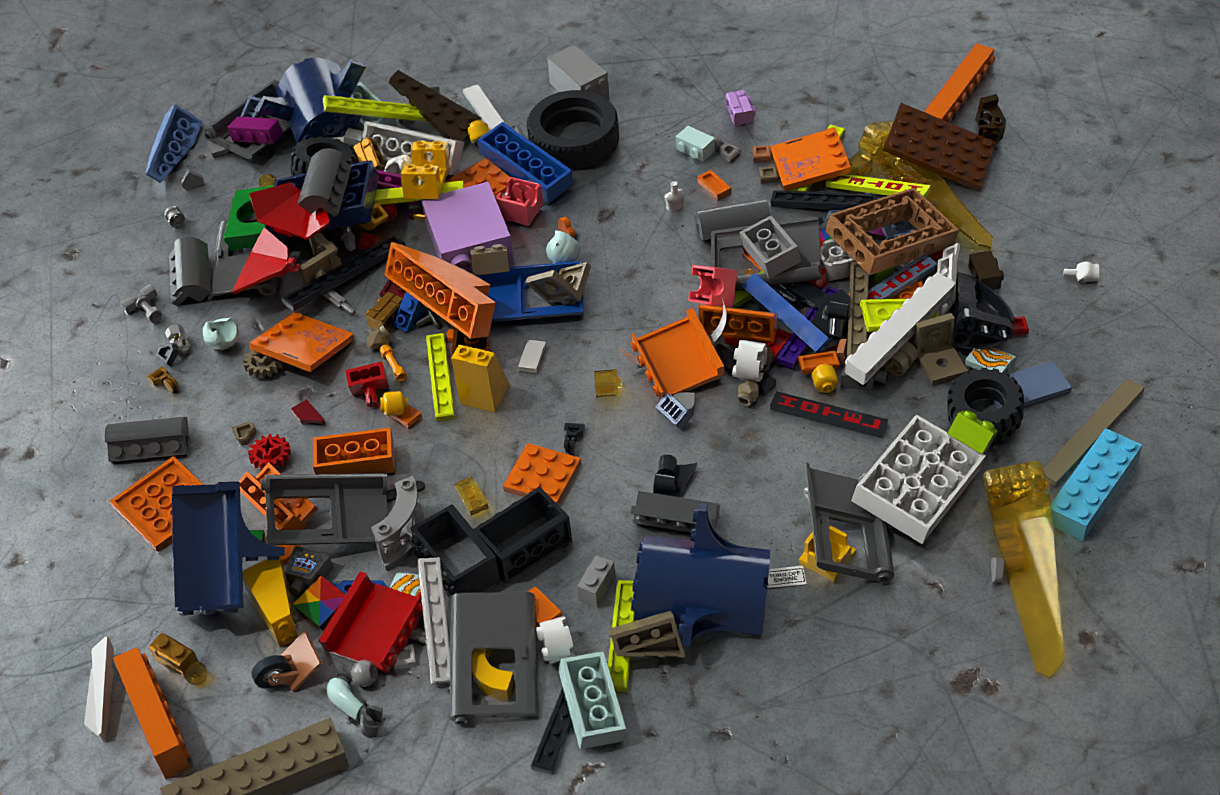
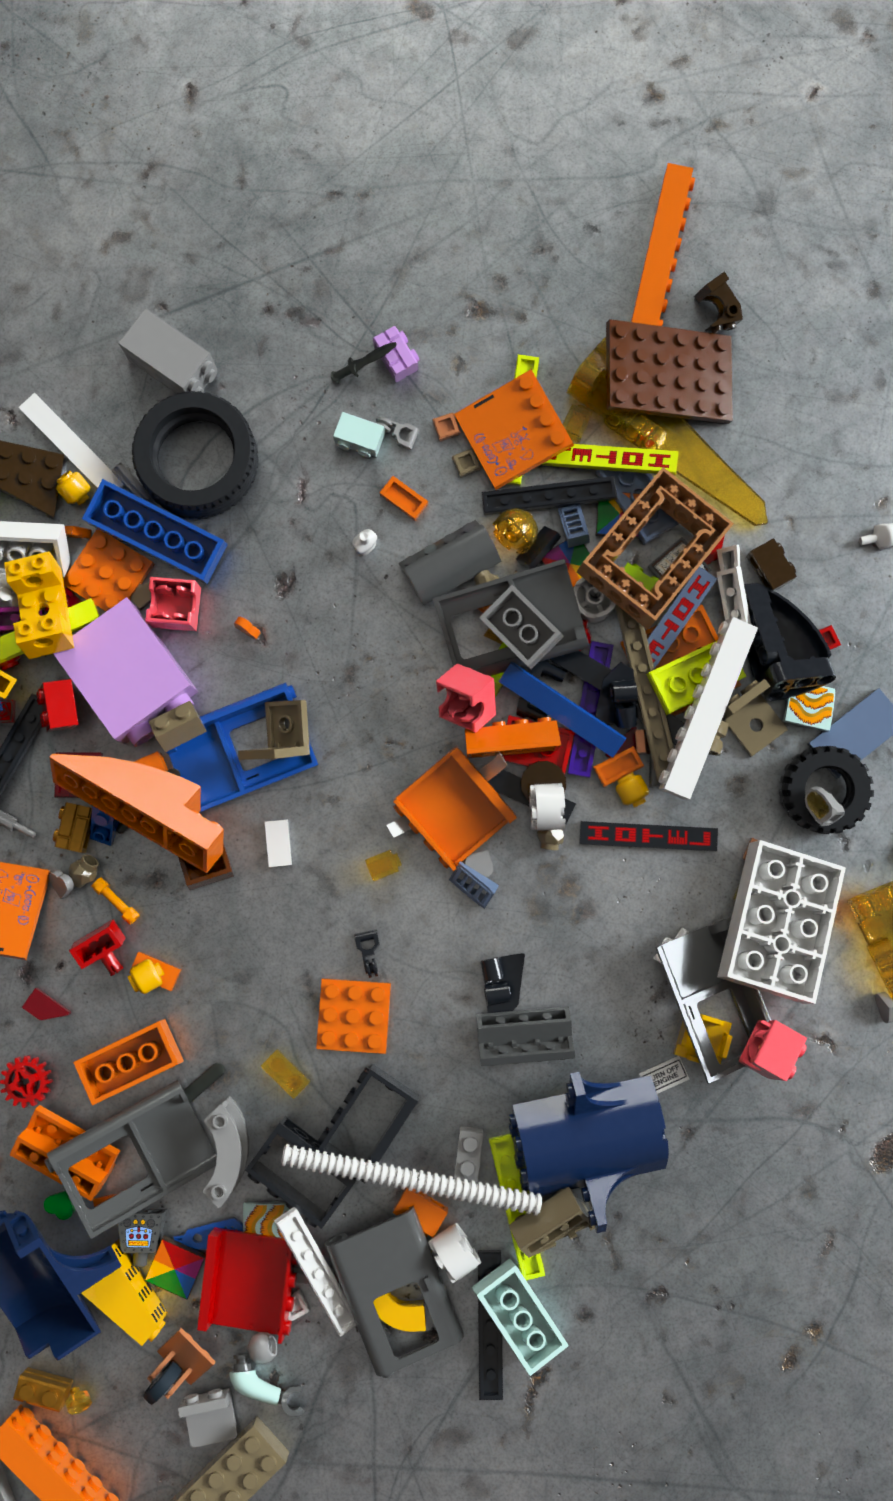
camera: 20 degrees left, 35 degrees up
(296, 708) = (209, 1417): none -> light grey bracket
(358, 342) = (61, 883): none -> light grey tile
(411, 230) = (58, 705): none -> red brick
(440, 377) = (180, 905): neon yellow tile -> none
(470, 156) = (78, 532): none -> orange tile
(478, 378) = (236, 915): yellow slope -> none
(542, 562) = (412, 1180): none -> white piece
(562, 248) = (259, 672): light aqua piece -> none
(706, 108) = (355, 365): none -> pearl dark grey sword
(789, 207) = (516, 529): none -> clear yellow cylinder
(882, 550) = (773, 1050): none -> coral piece
(973, 431) = (827, 846): lime brick -> none
(975, 399) = (823, 806): none -> light grey rock

